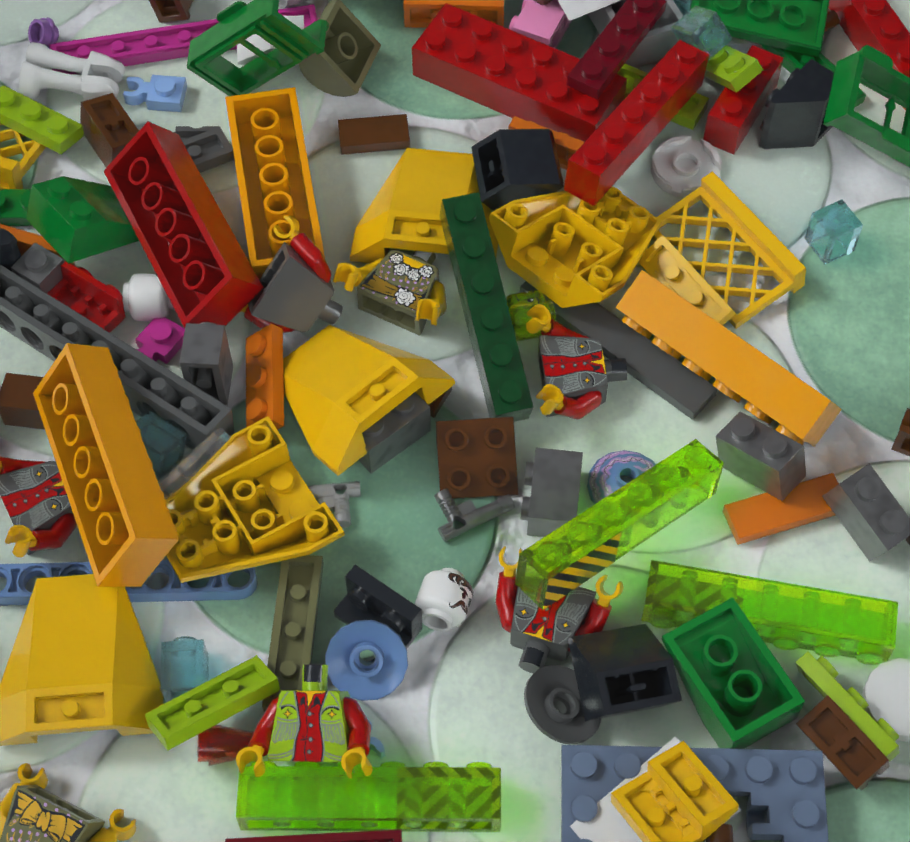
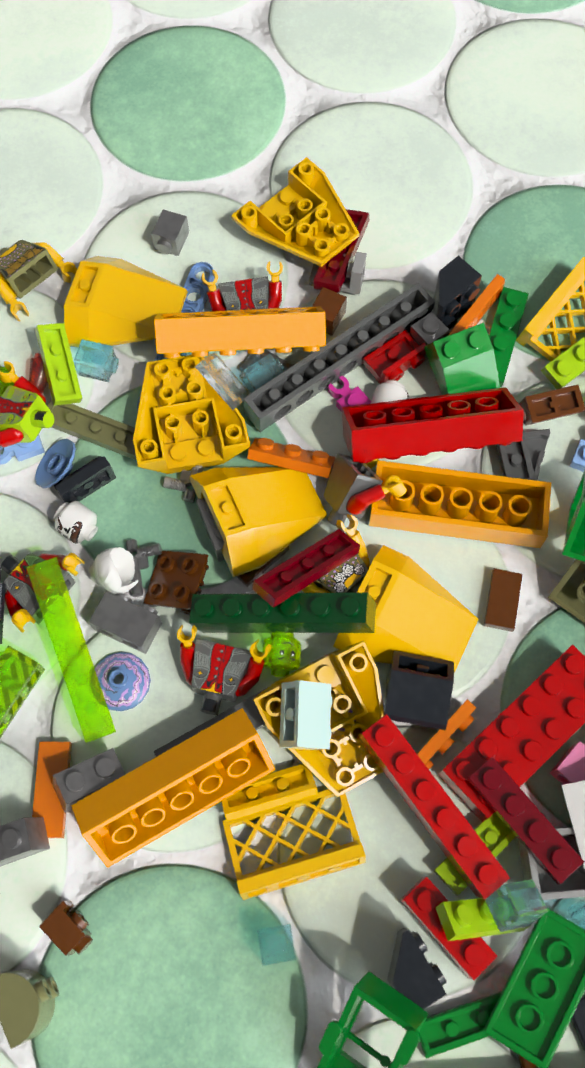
camera: 110 degrees right, 10 degrees up
(207, 359) = (310, 417): flat silver brick -> none
(426, 284) = (305, 567): none -> dark red plate
(498, 523) = (113, 570): none -> white piece
(600, 239) = (305, 715): none -> light aqua brick
(683, 163) = (396, 848): white tile -> none

